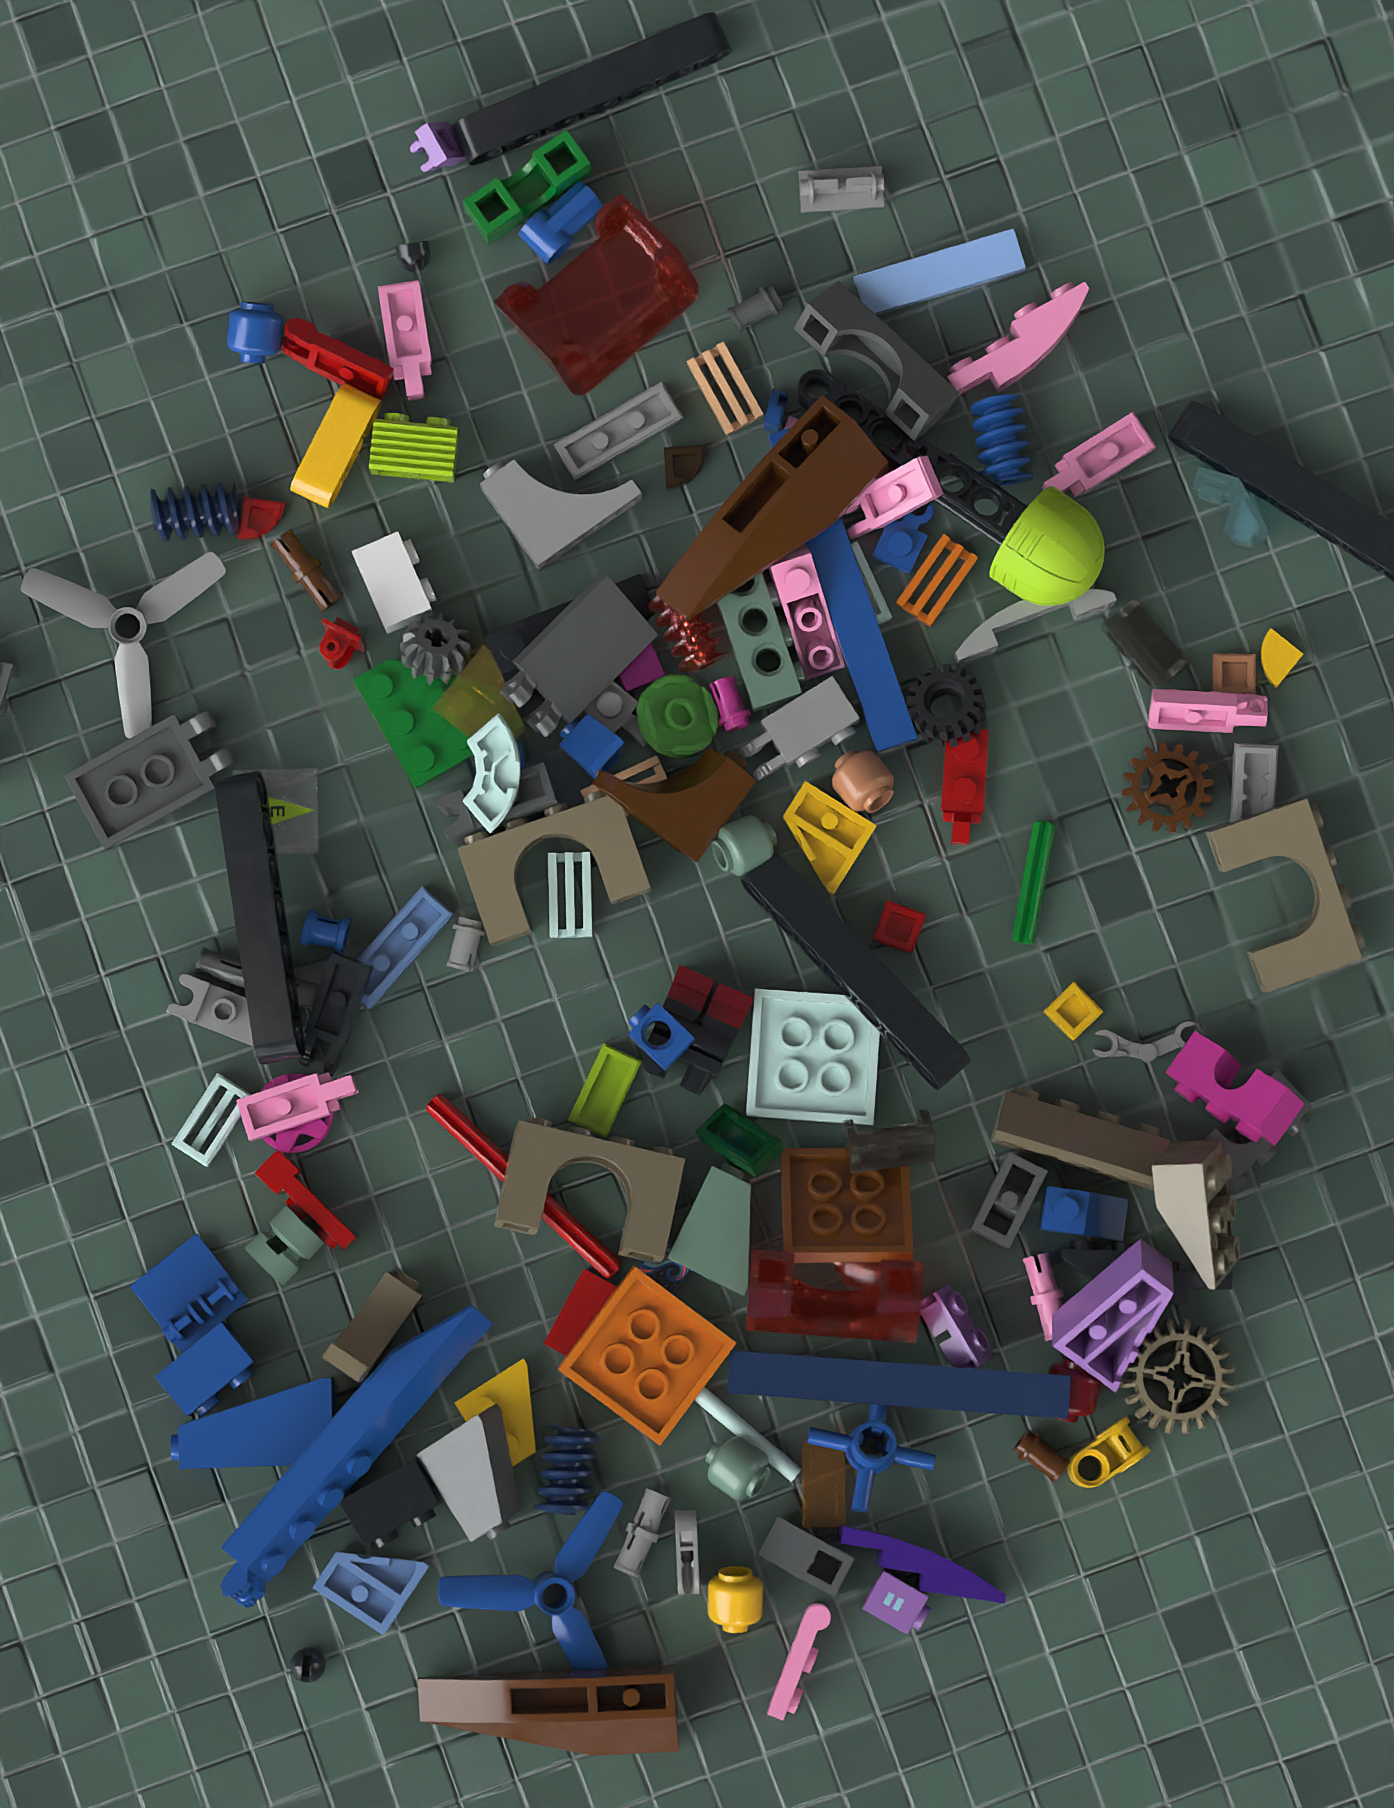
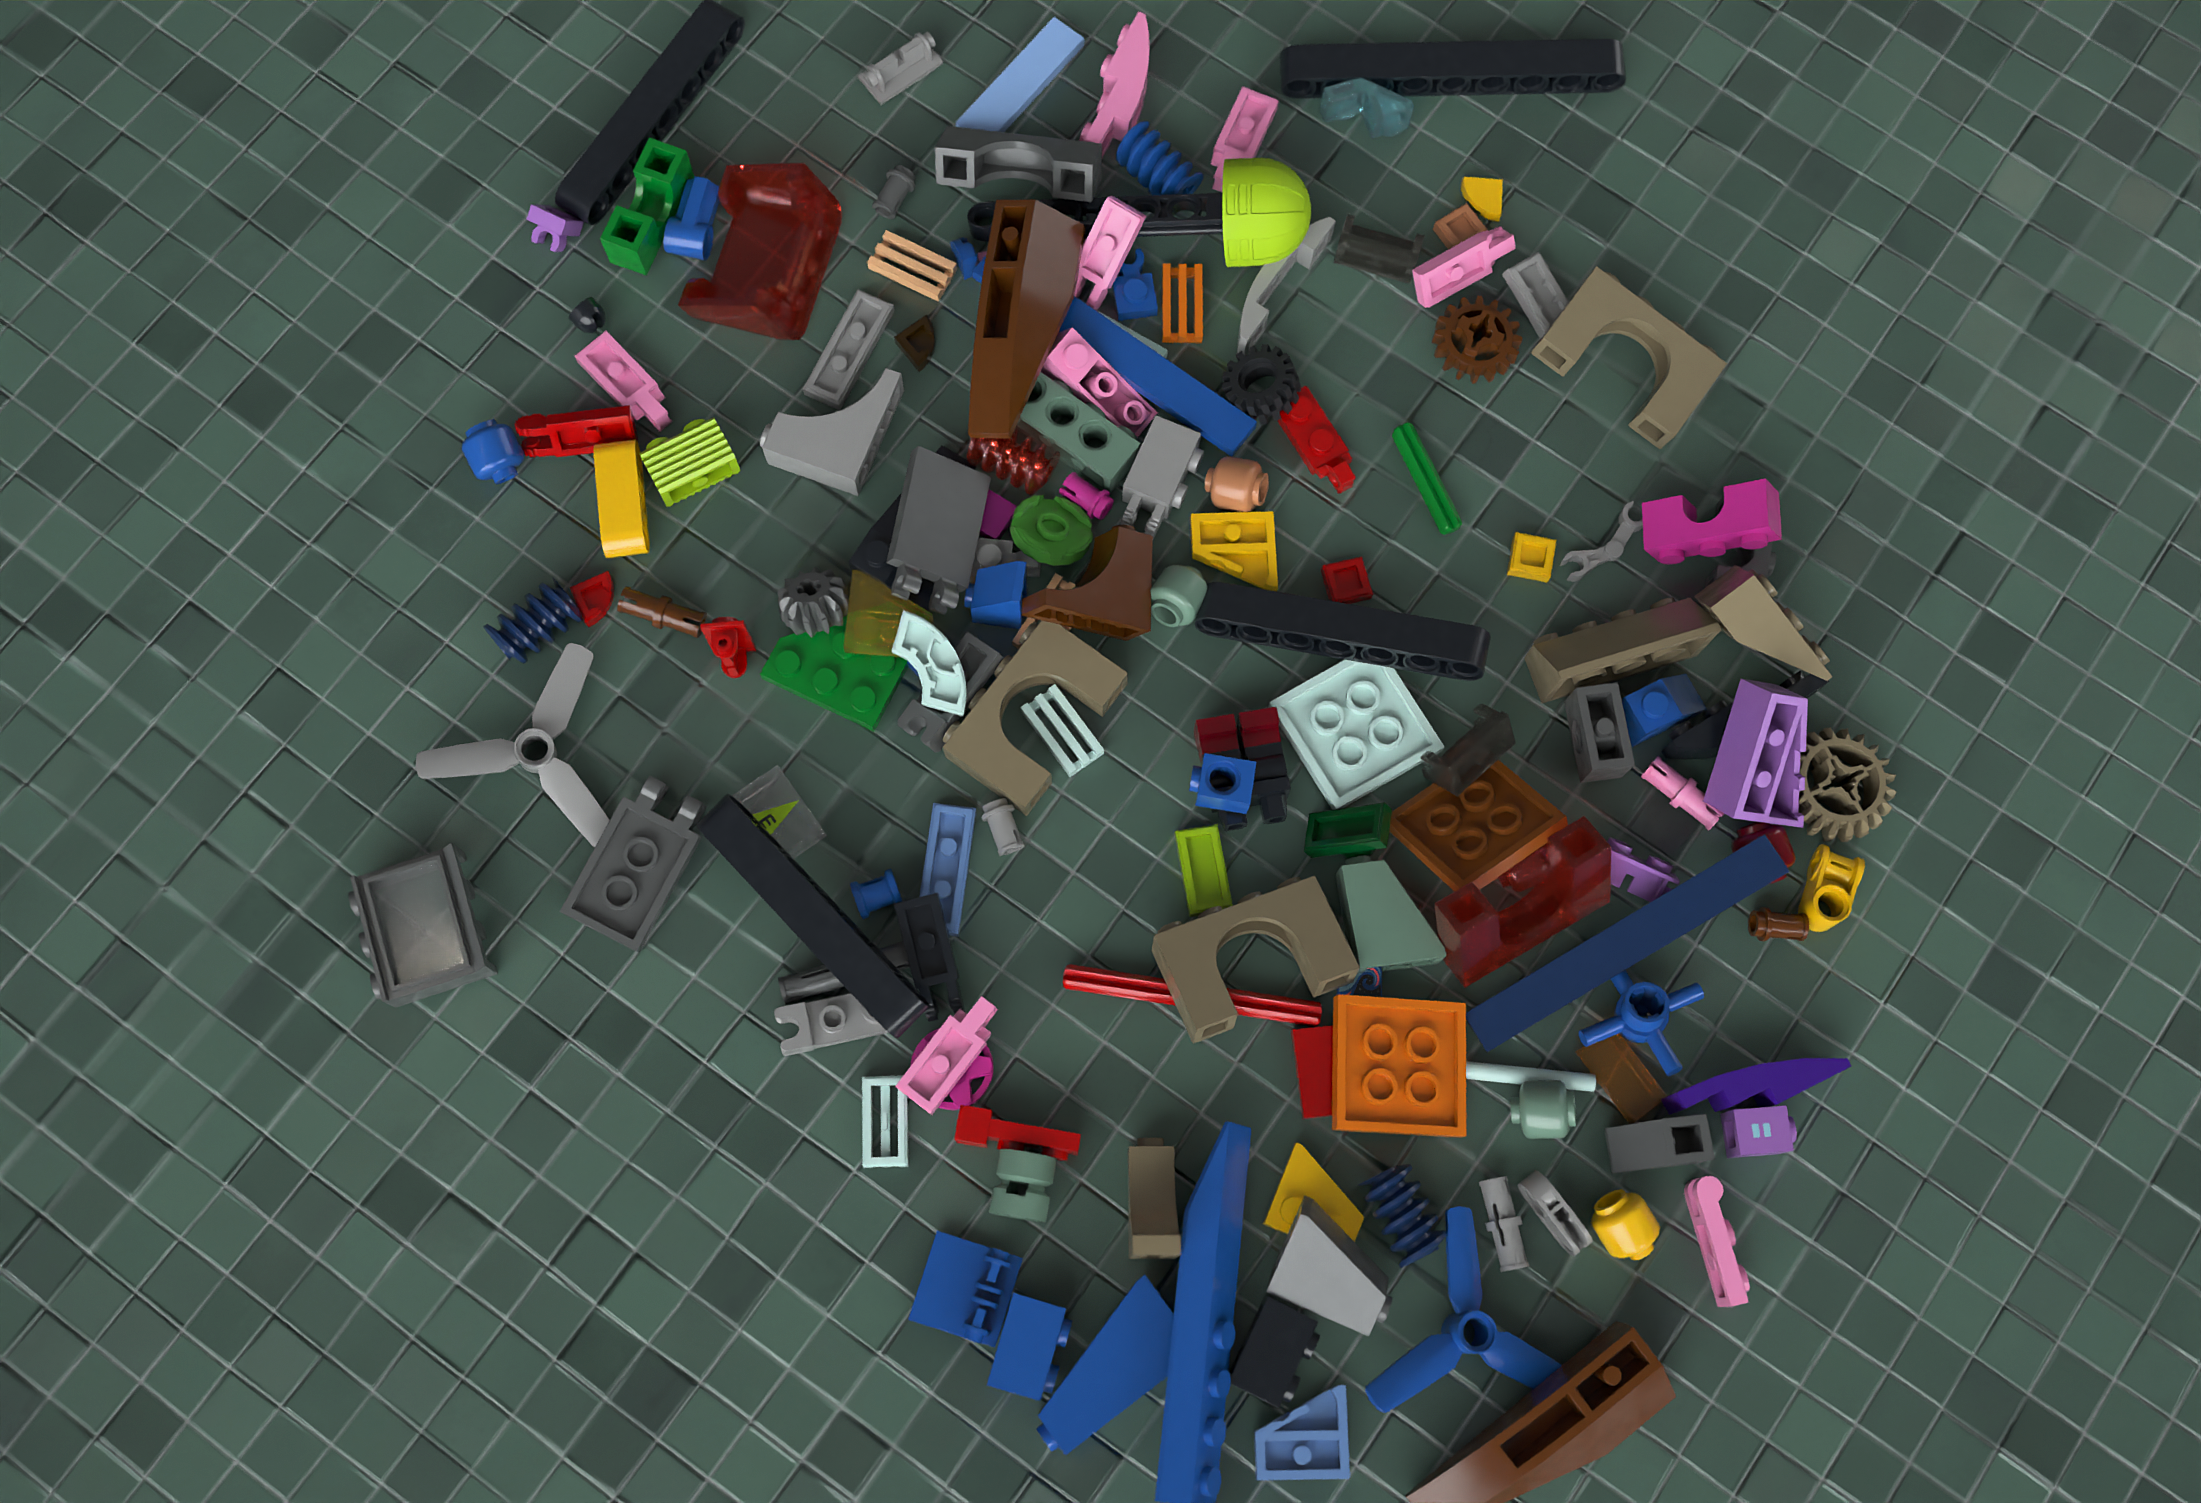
camera: 40 degrees left, 10 degrees down
(393, 581) = (741, 573): white brick -> none

